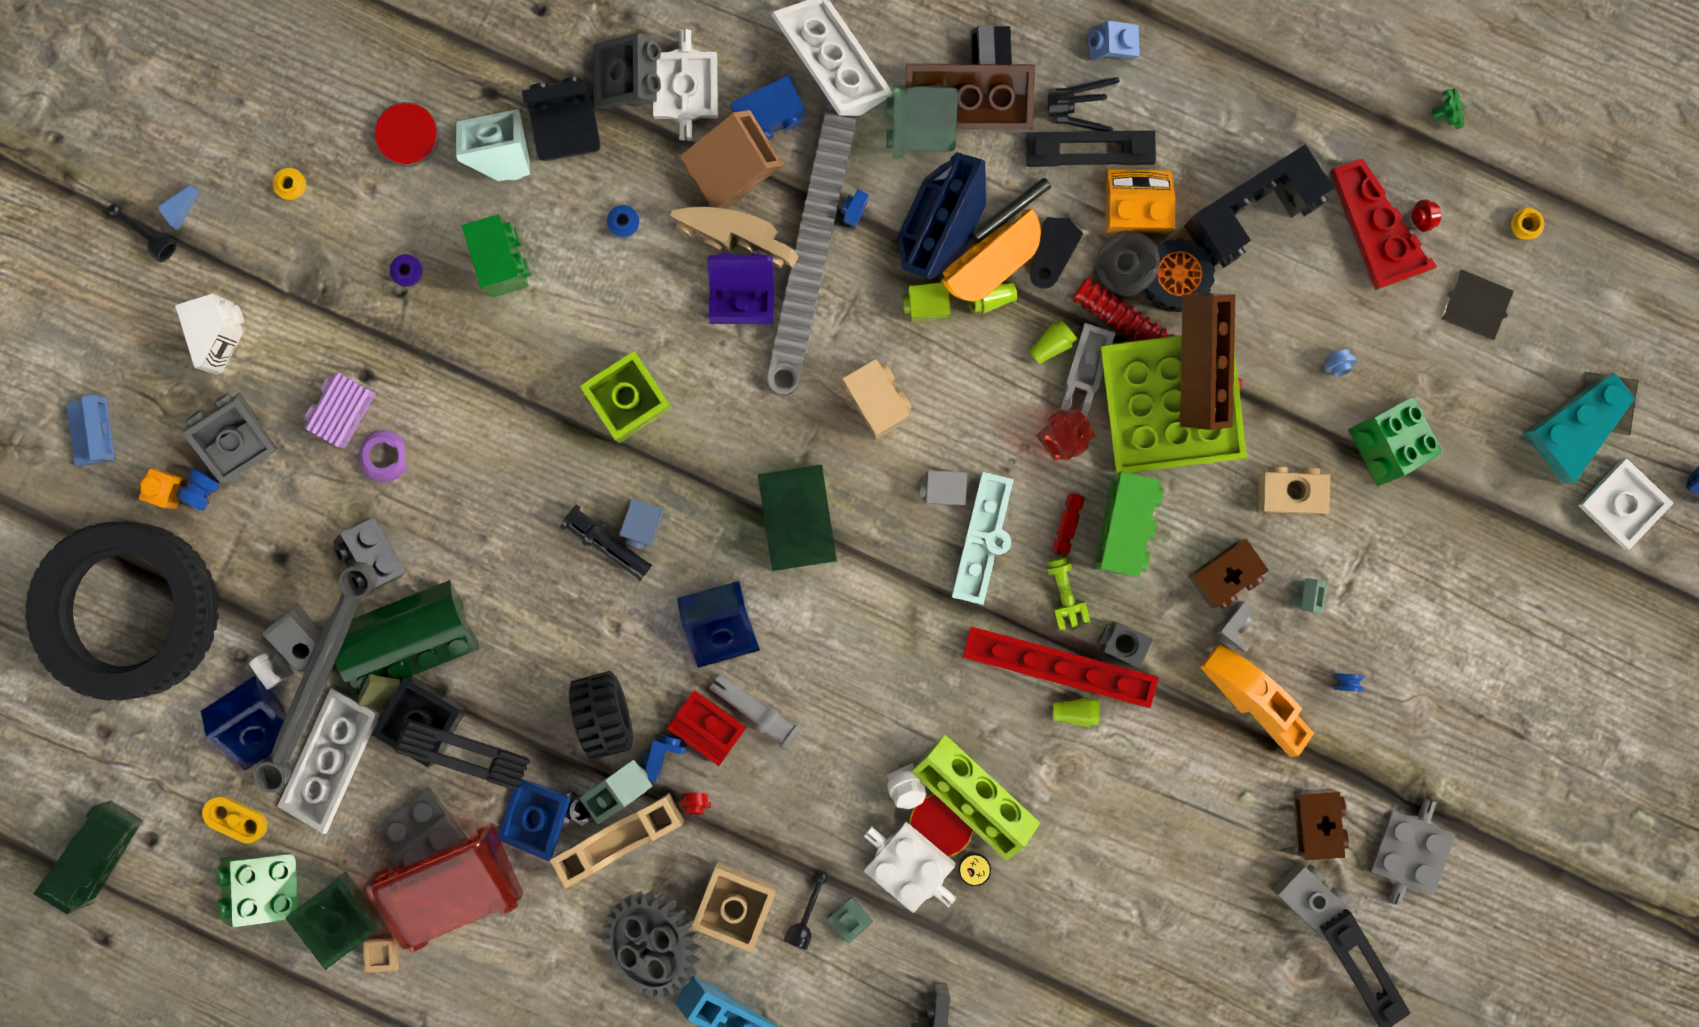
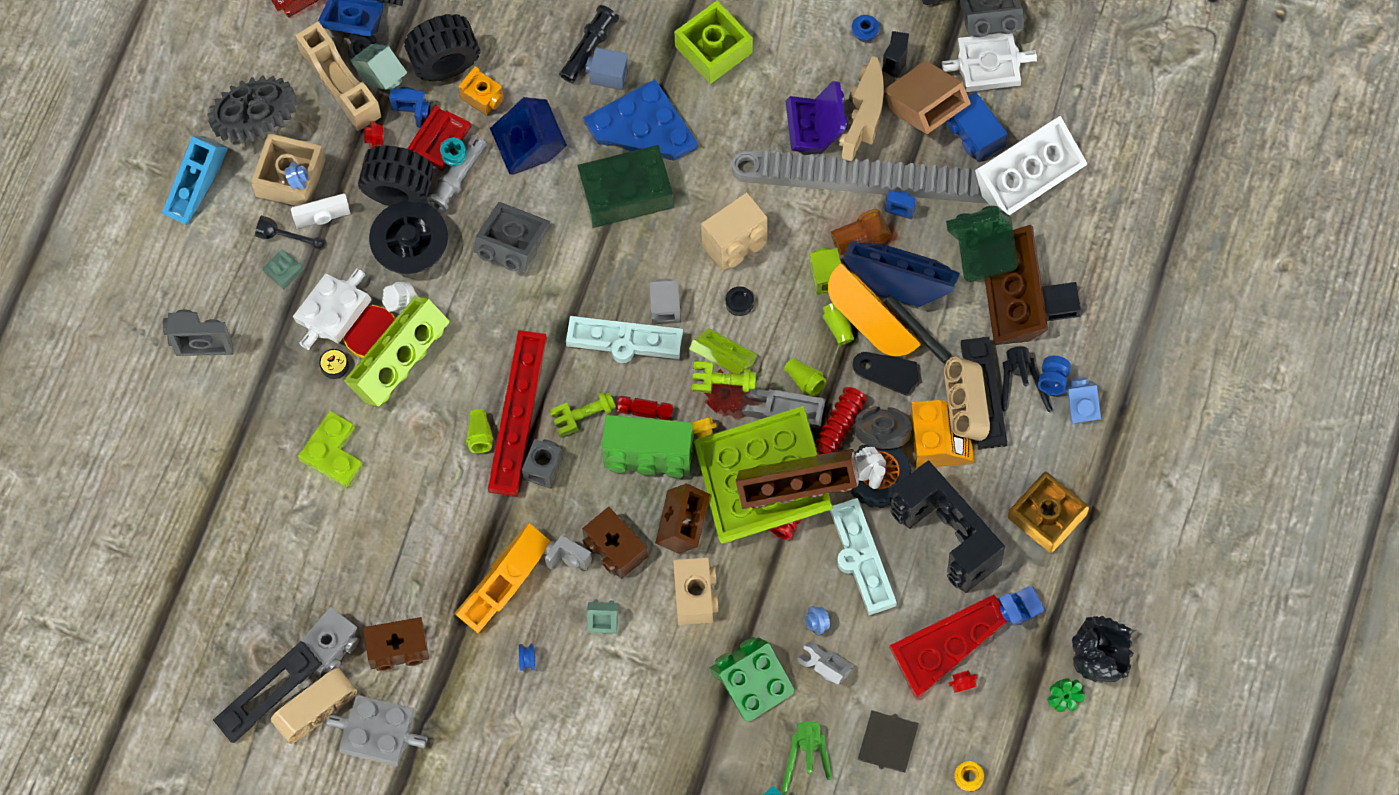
camera: 85 degrees right, 20 degrees down
(652, 686) = (471, 91): none -> light orange brick
(665, 188) = (896, 54): none -> black piece
(714, 491) = (642, 121): none -> blue plate
(726, 707) = (458, 145): none -> teal bush
(757, 900) = (296, 176): none -> medium blue plate
(763, 782) = (395, 175): none -> black tyre
(787, 872) = (320, 211): none -> white plate
(836, 773) = (408, 237): none -> black wheel
(845, 655) = (510, 237): none -> dark grey plate
(882, 250) = (868, 228): none -> clear orange piece
(949, 405) = (739, 301): none -> black tile
(1016, 429) = (723, 351): none -> lime plate
(1070, 405) = (747, 380): none -> lime hinge
(1081, 887) = (325, 453): none -> lime plate
(1085, 66) = (1054, 375): none -> blue wheel
(1094, 157) = (966, 399): none -> tan beam
(1102, 462) = (703, 427): none -> yellow plate
(1181, 281) = (870, 466): none -> white piece
(1213, 496) = (682, 518): none -> reddish brown brick
(1242, 77) = (1048, 494): none -> pearl gold brick
(1276, 305) = (862, 557): none -> light aqua hinge
(1348, 143) = (1021, 605): none -> blue bracket
(1380, 919) = (313, 705): none -> tan beam
(1391, 354) = (829, 664): none -> light grey plate
(1416, 61) = (1102, 649): none -> black hair
(1469, 388) = (809, 739): none -> bright green plant

